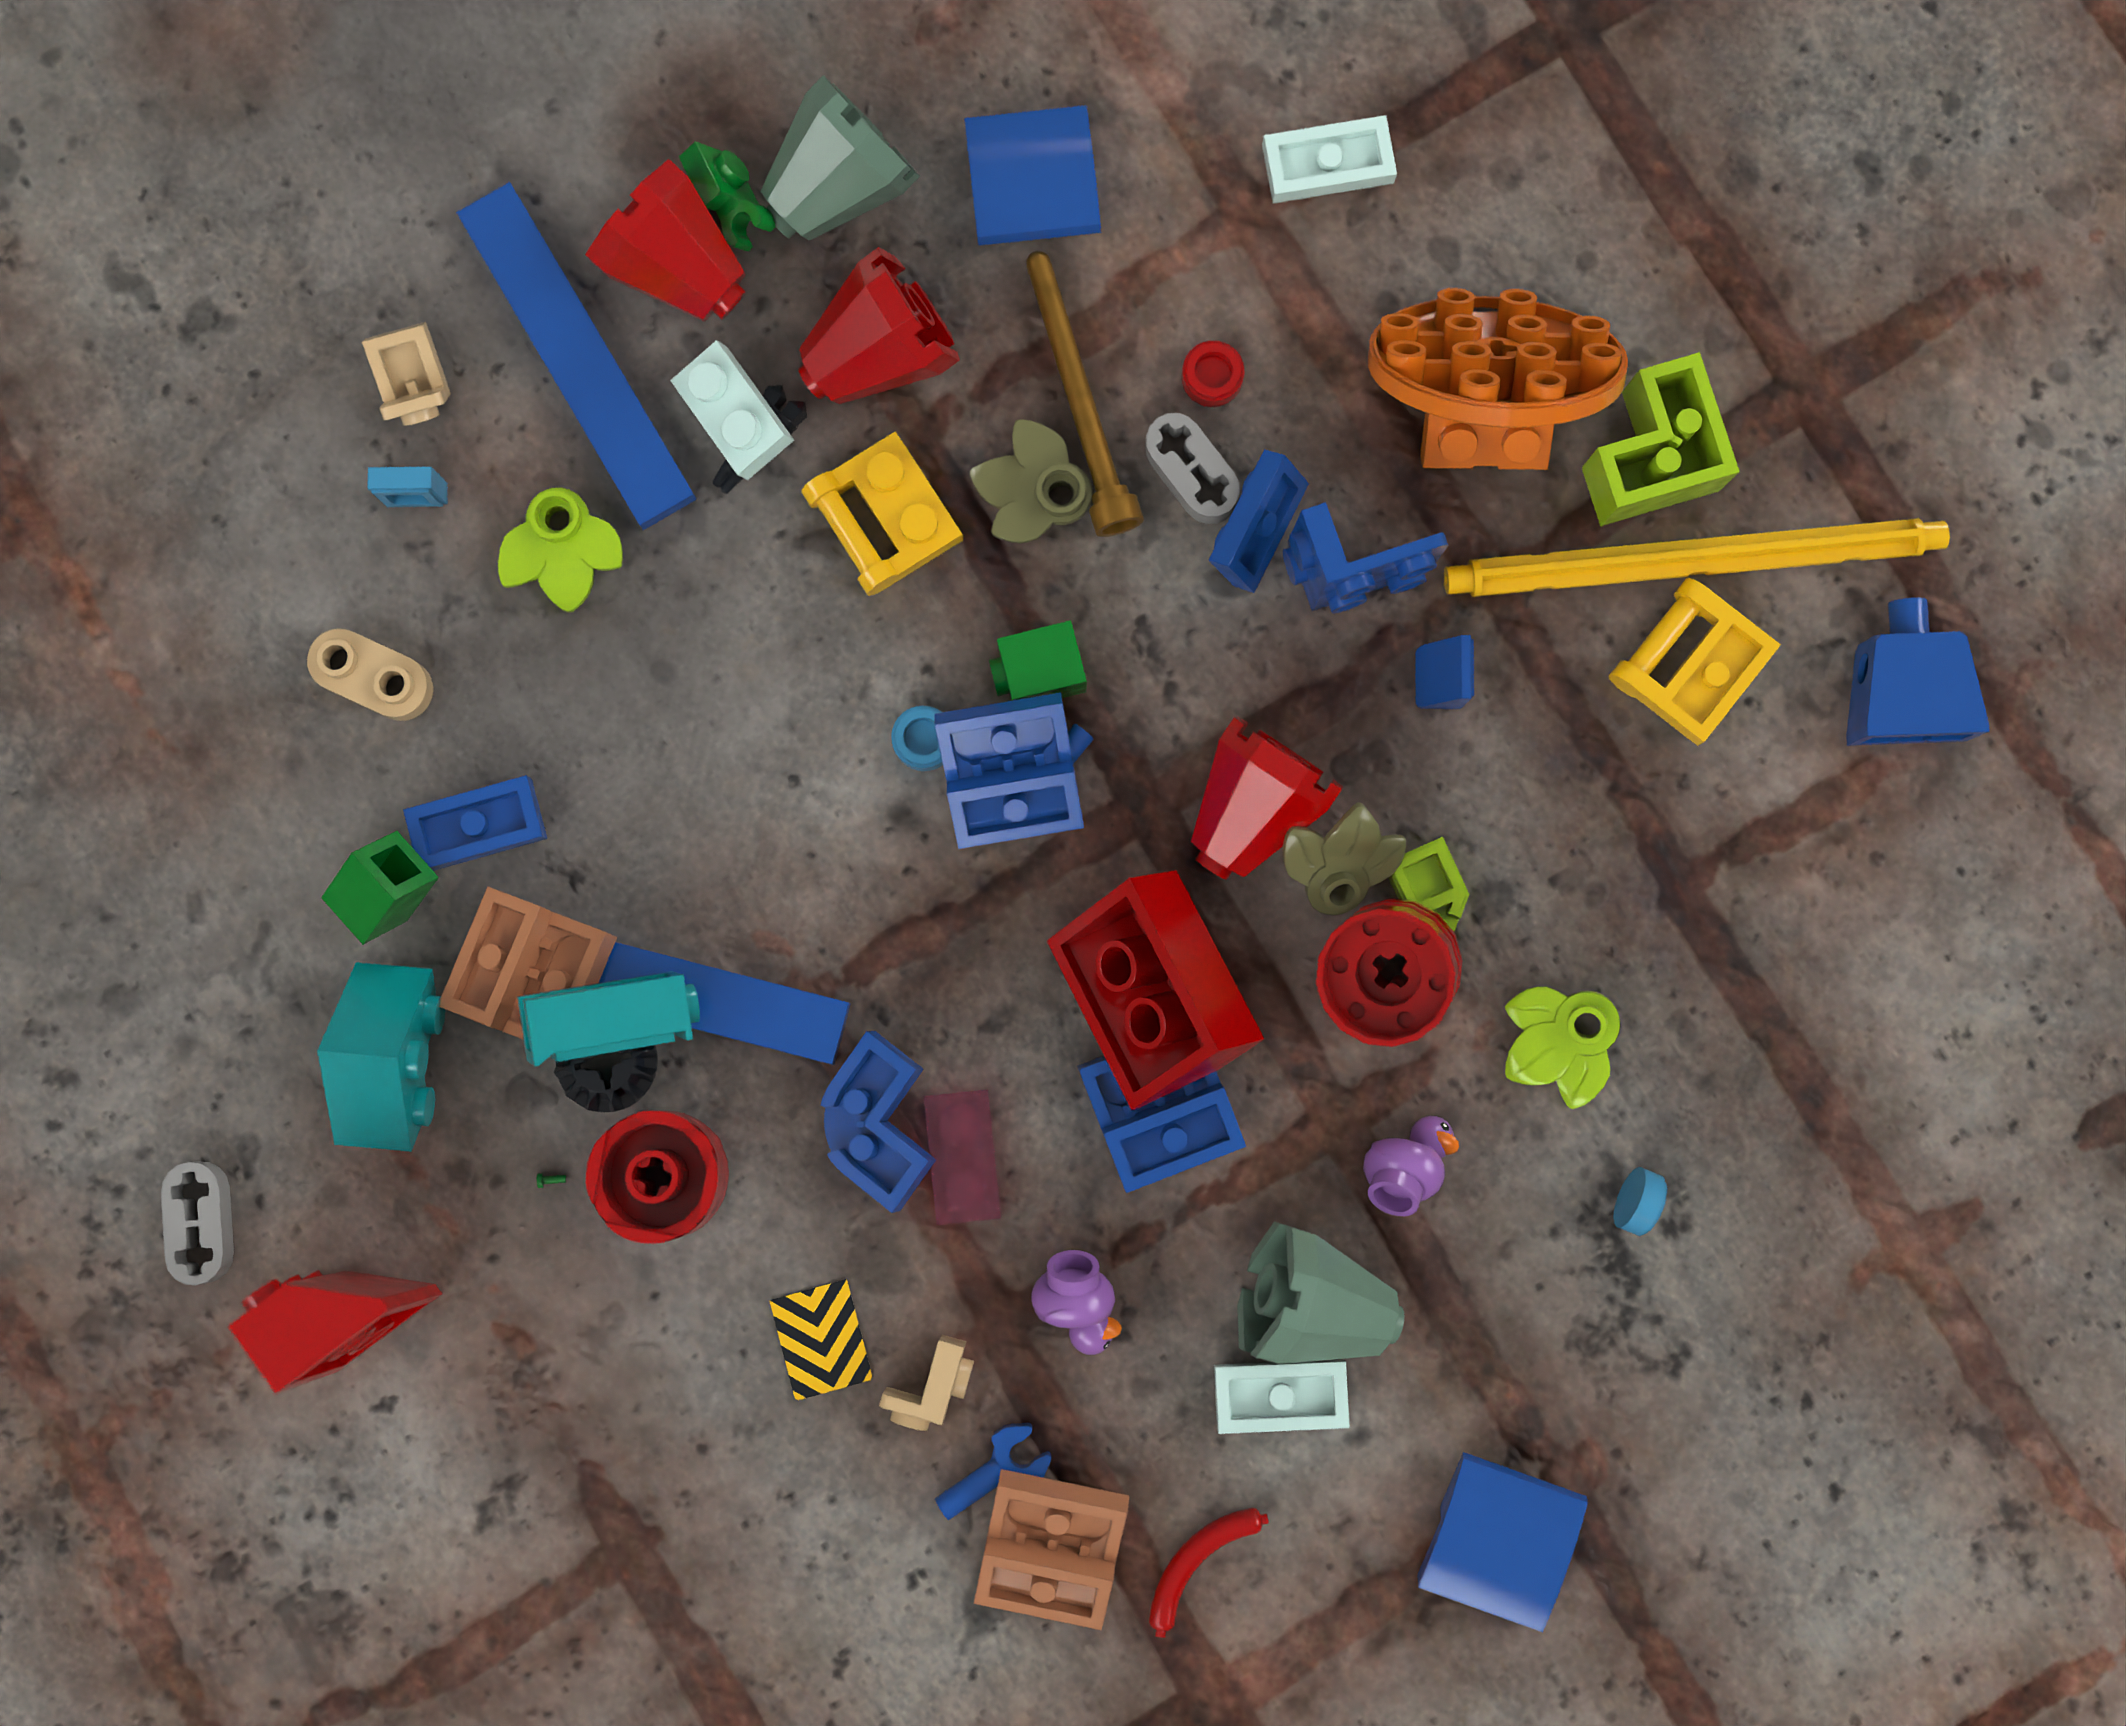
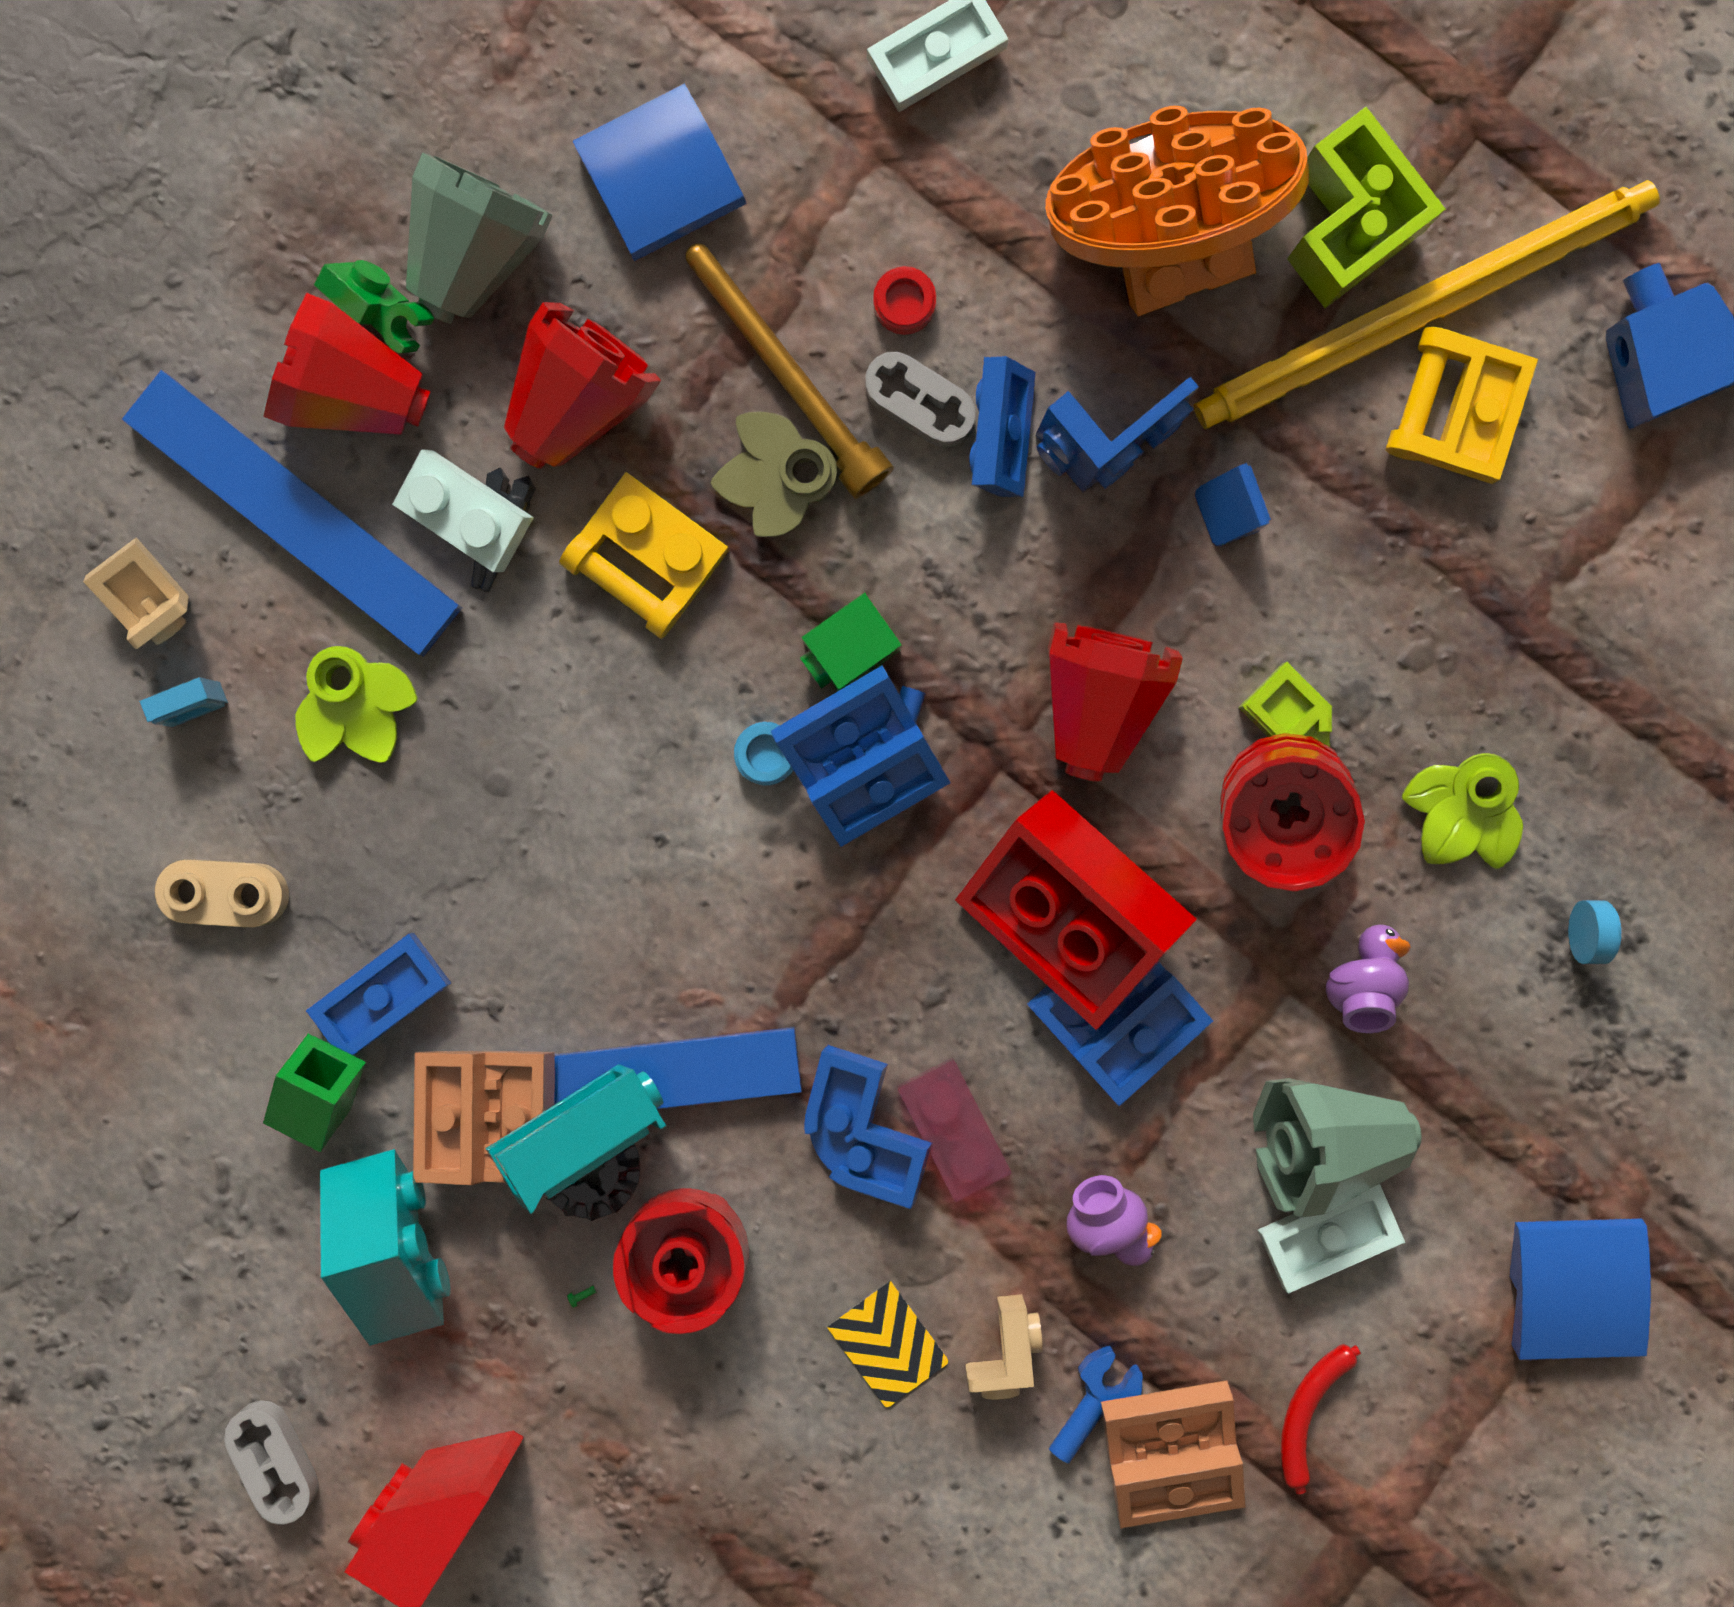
camera: 25 degrees left, 5 degrees up
(1348, 855) = (1208, 724): olive plate -> none

